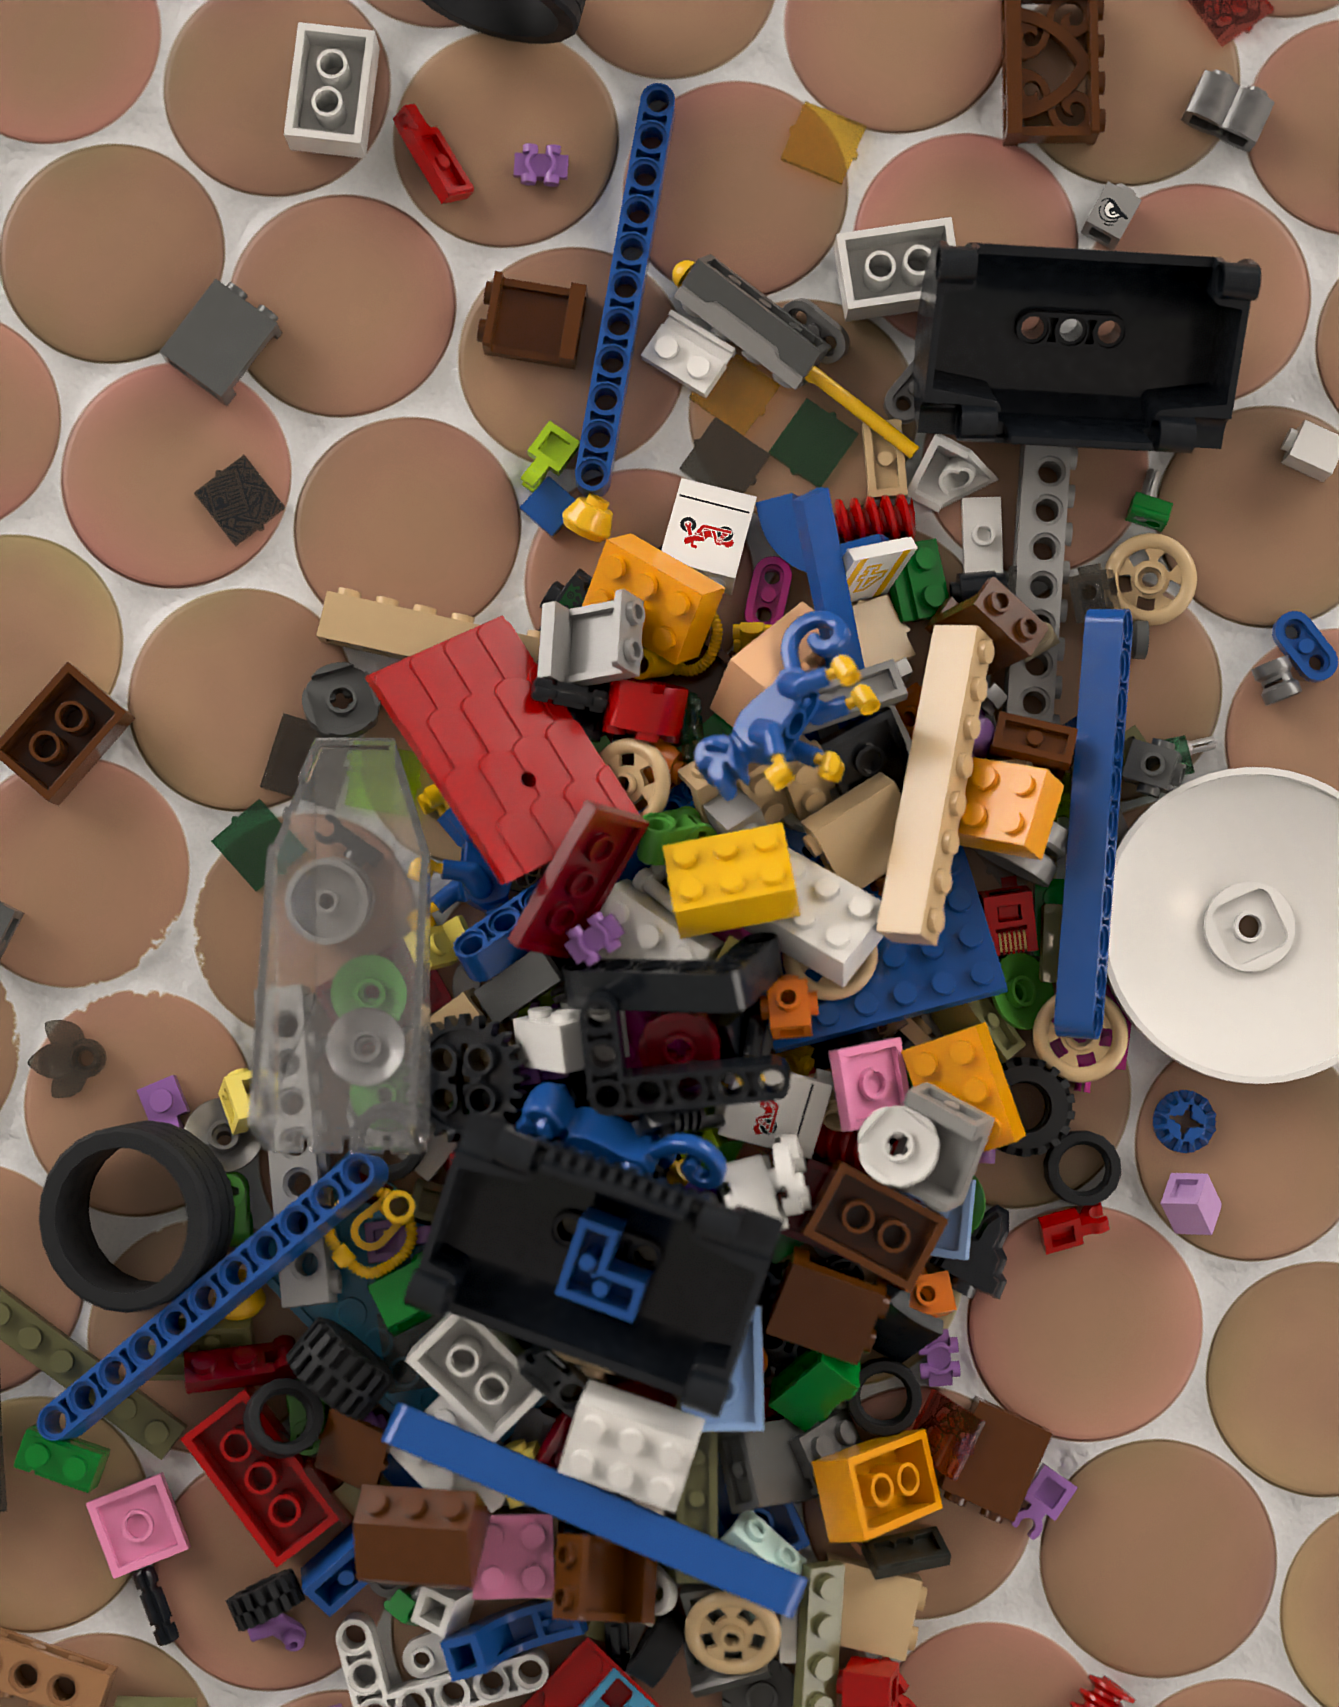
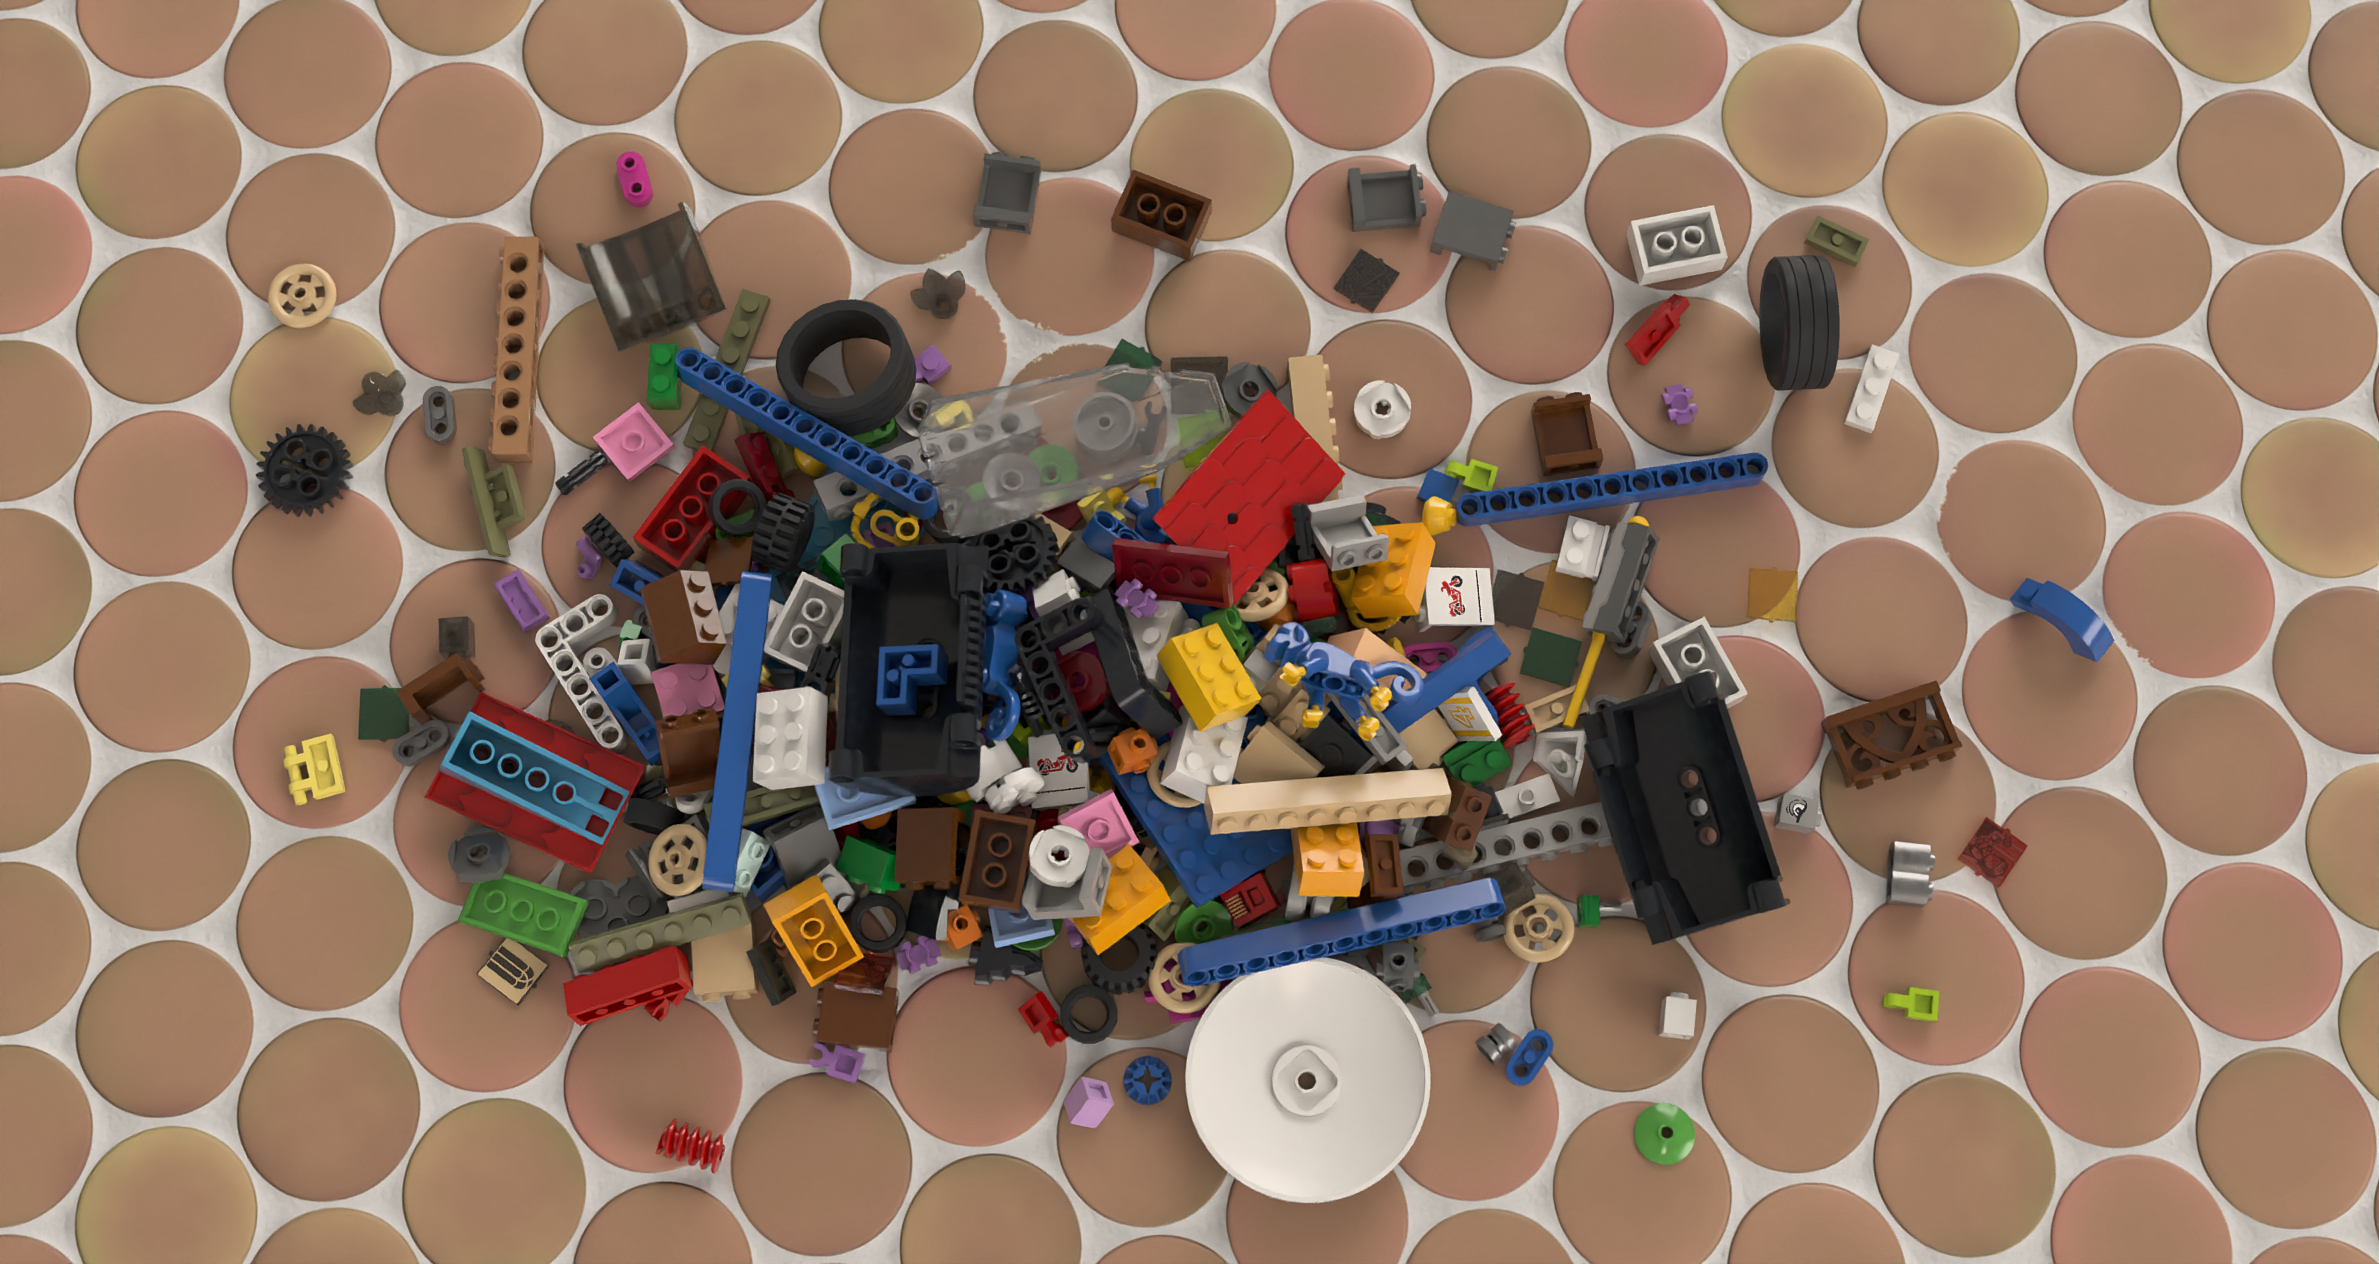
camera: 70 degrees right, 10 degrees down
(138, 437) = (1385, 199): none -> dark grey panel
(403, 528) = (1380, 425): none -> white plate

